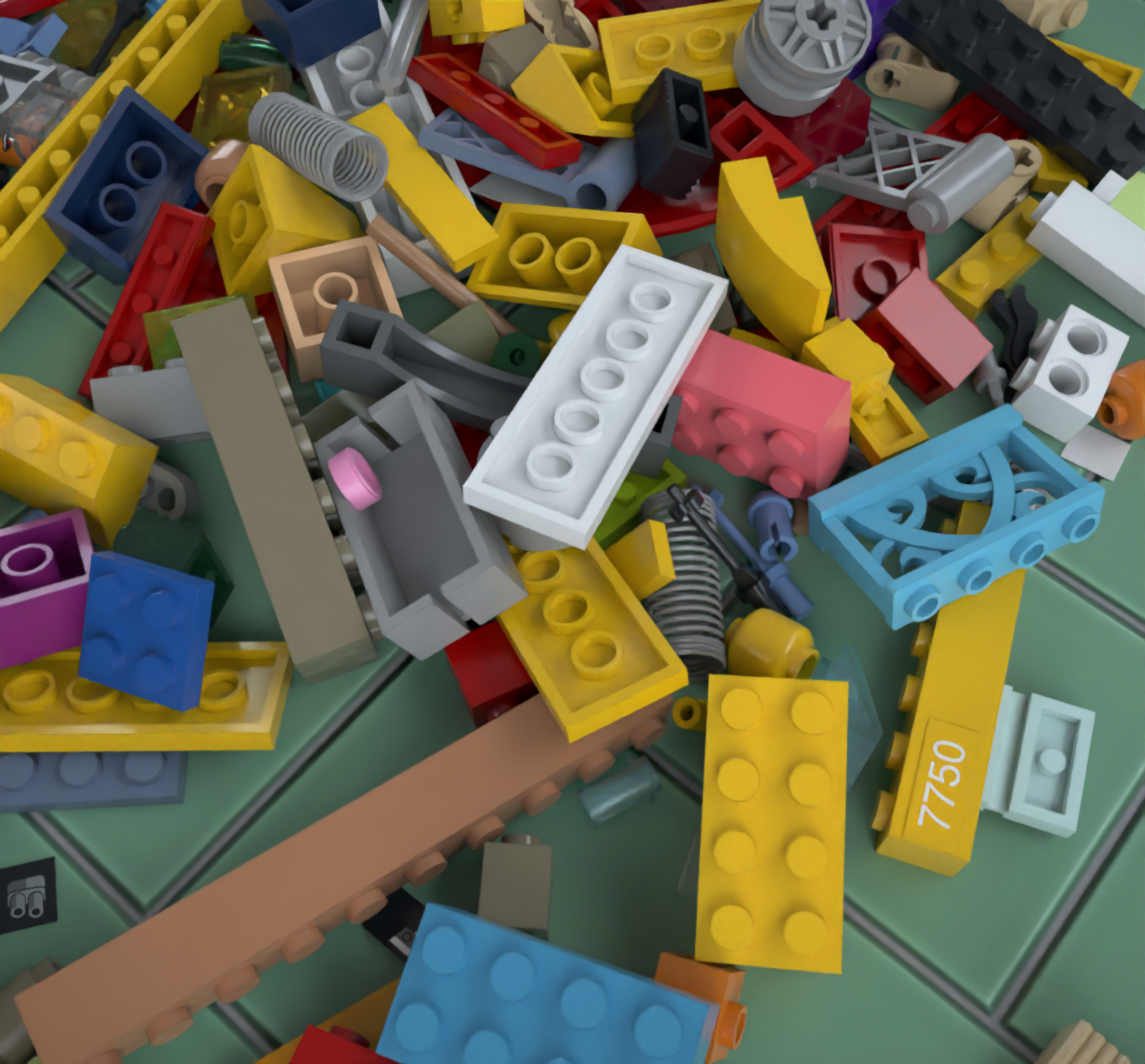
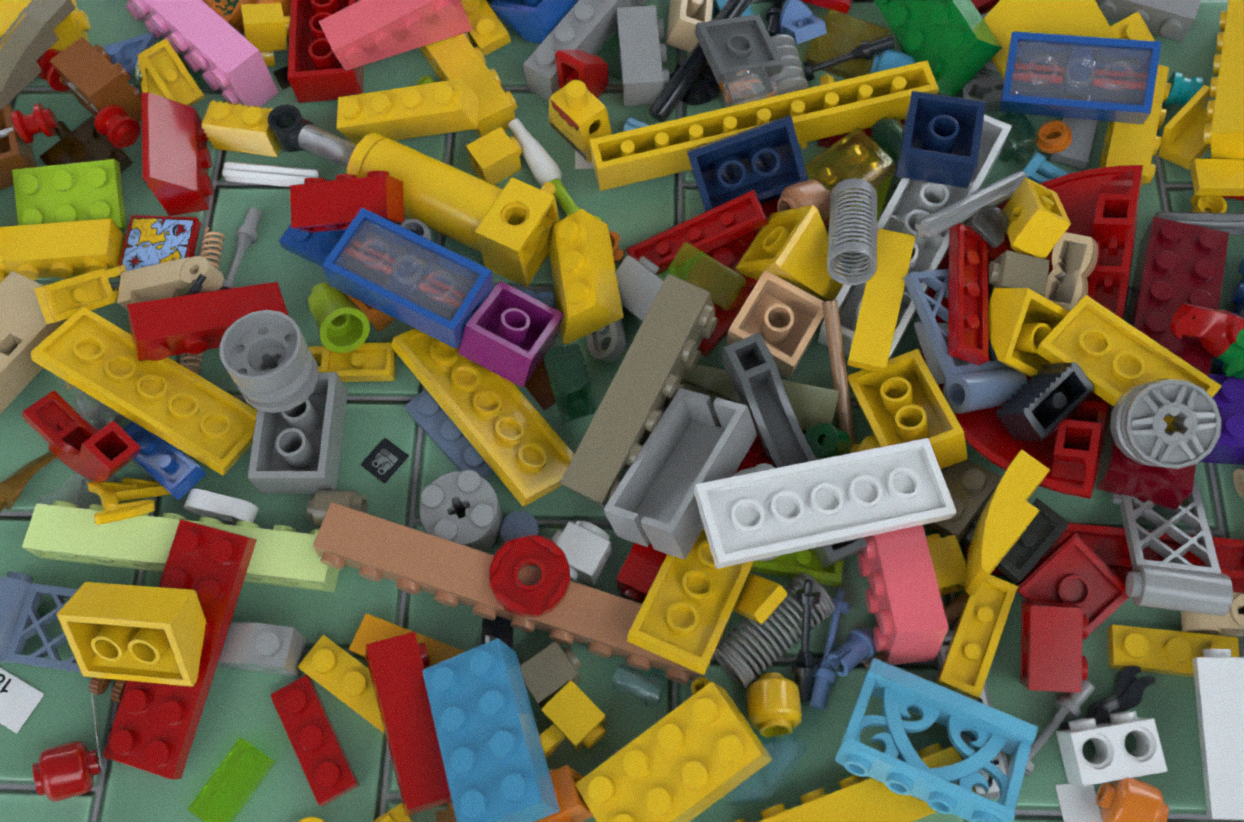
camera: 55 degrees right, 5 degrees up
(146, 630) = (525, 402): blue plate -> none
(182, 811) = (461, 493): none -> light grey brick
(296, 787) = (518, 525): none -> sand blue tile
(355, 478) = (677, 424): bright pink tile -> none
(382, 840) = (534, 599): none -> red tile
(392, 727) = (585, 550): none -> white brick
(441, 37) = (990, 224): none -> clear smoke plate
(600, 902) = (573, 719): none -> yellow brick
(852, 357) = (973, 619): yellow brick -> none

